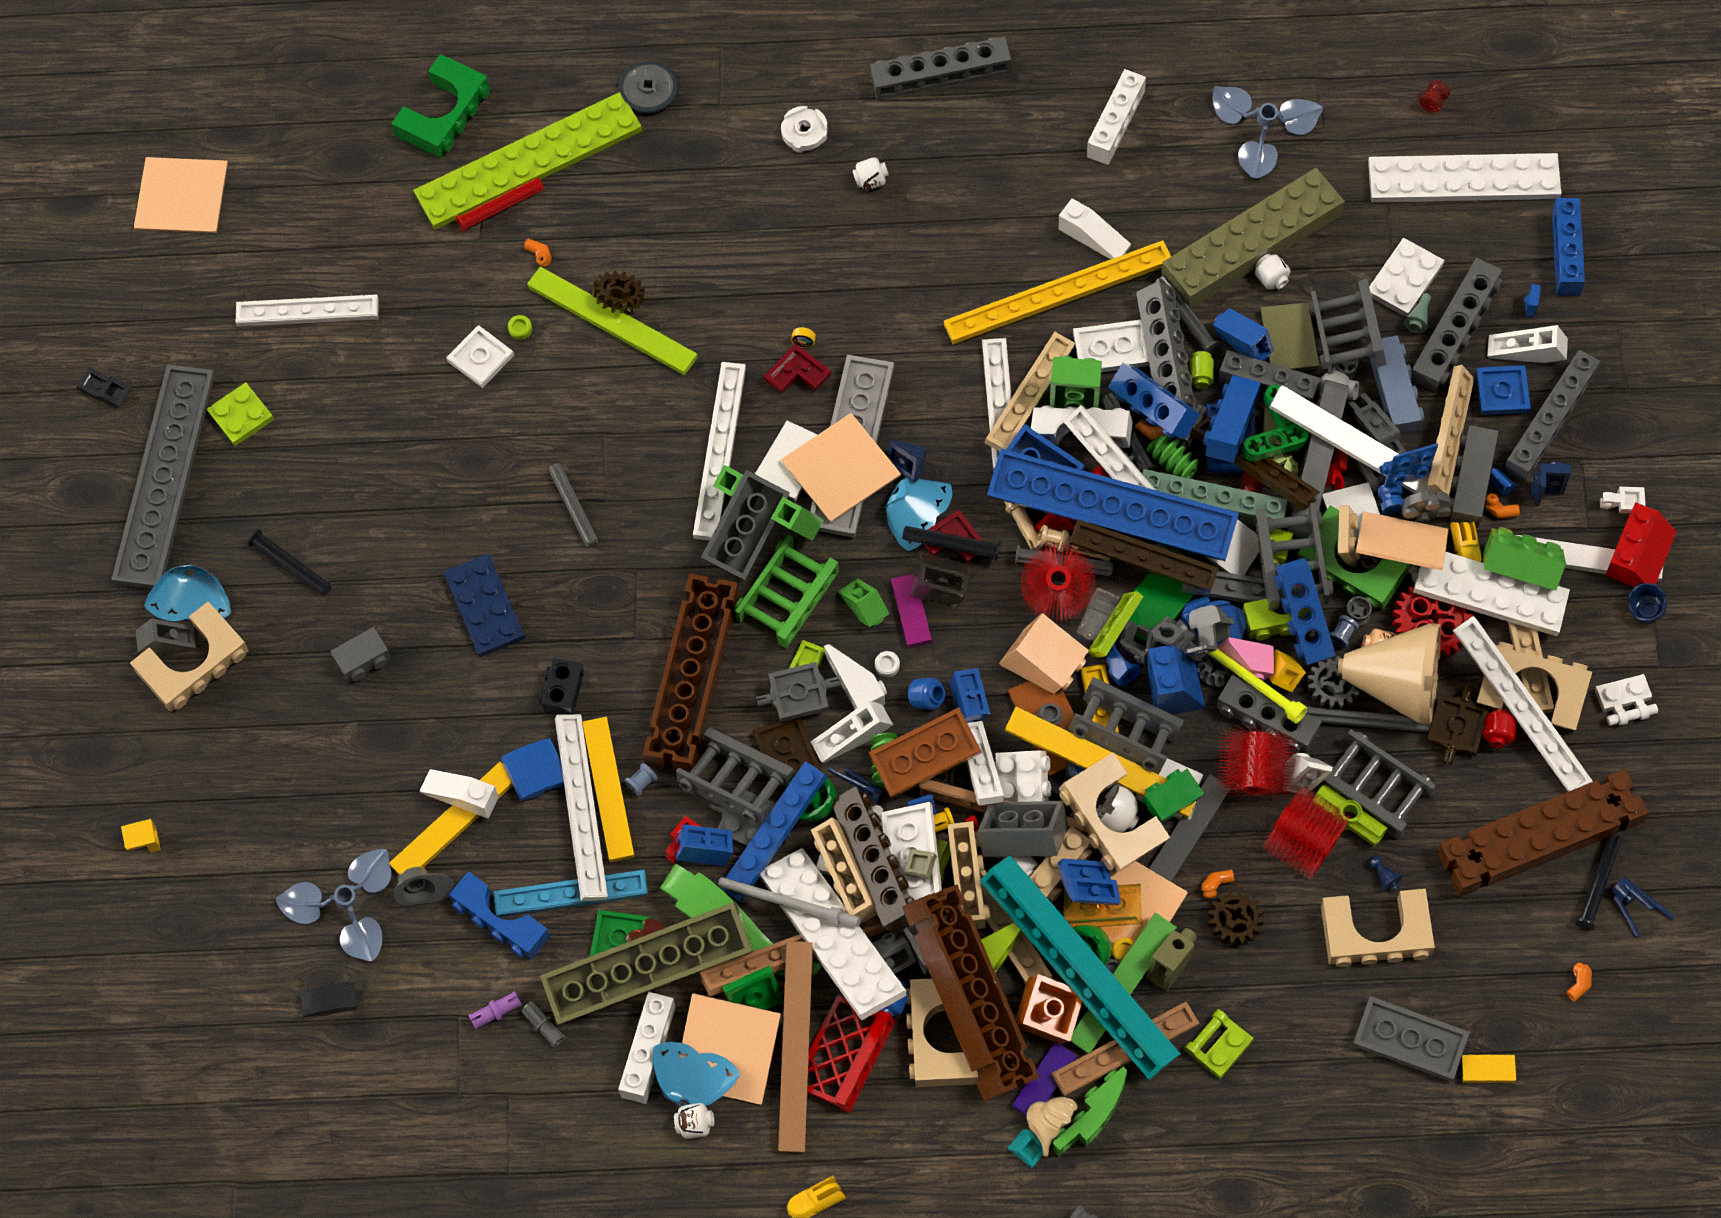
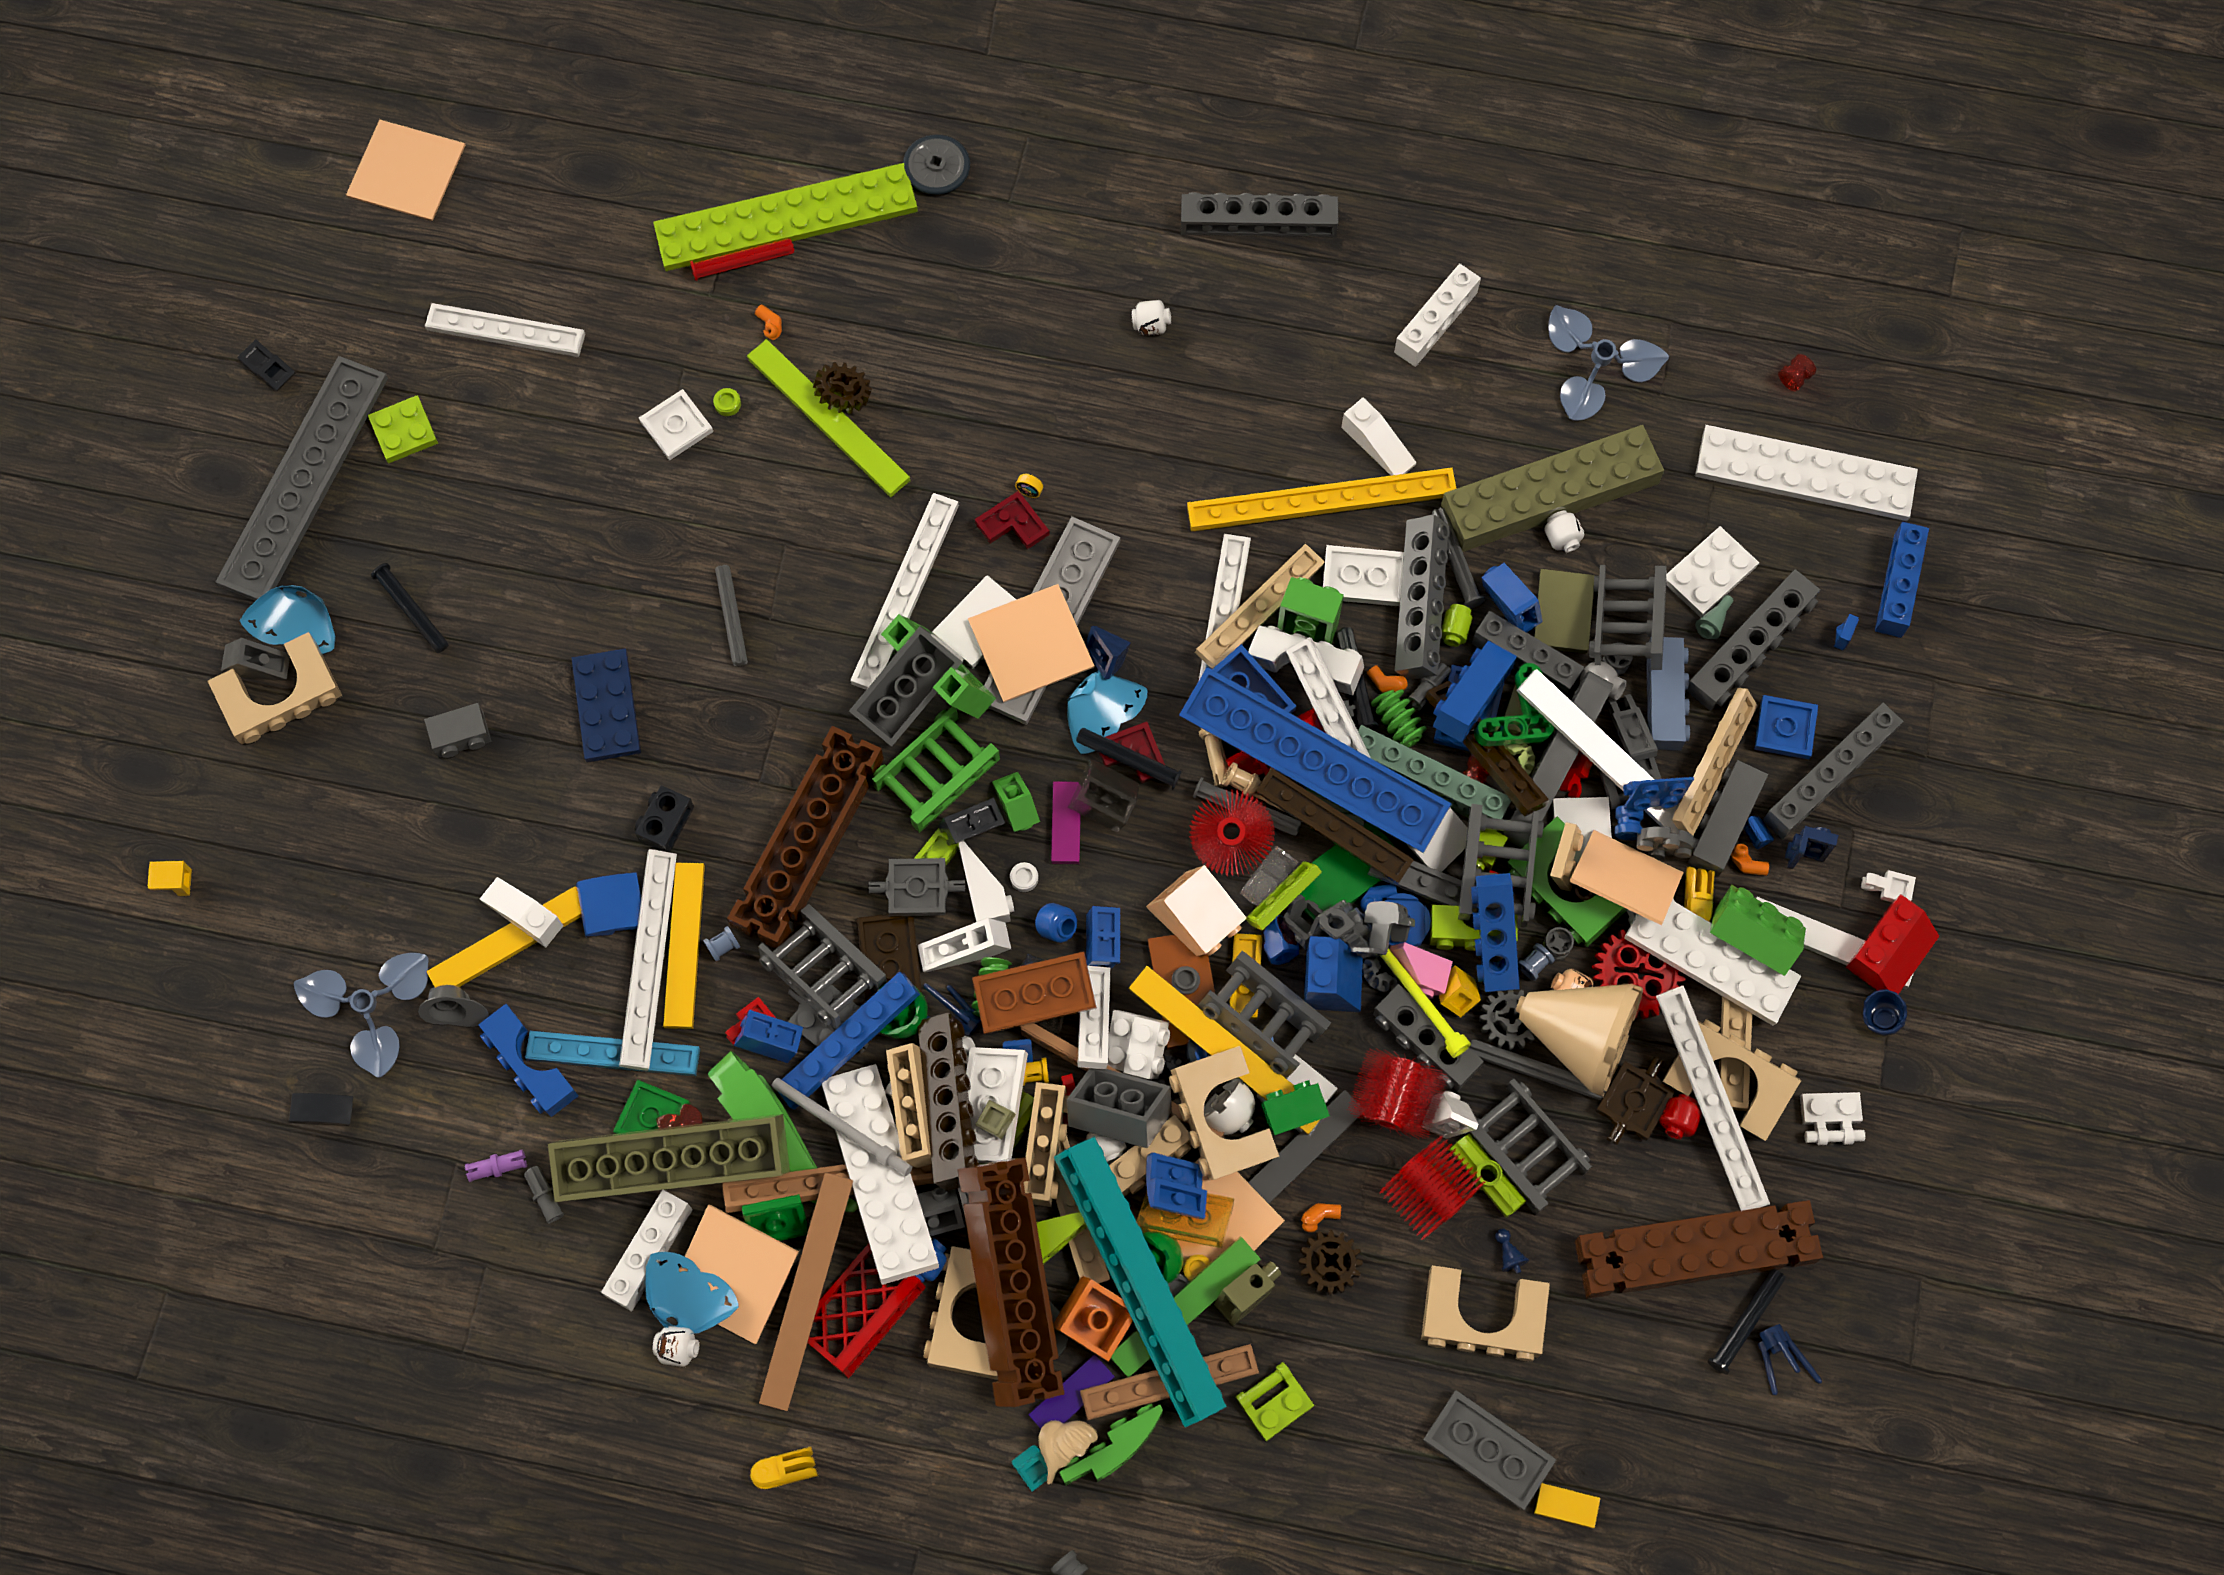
camera: 10 degrees right, 5 degrees up
(439, 133) = (698, 164): green arch -> none
(806, 140) = (1088, 263): white plate -> none
(830, 626) = (971, 822): none -> black hinge
(1154, 401) = (1392, 650): blue brick -> none
(1529, 345) = (1829, 683): white slope -> none
(1584, 978) = (1699, 1433): orange arm -> none

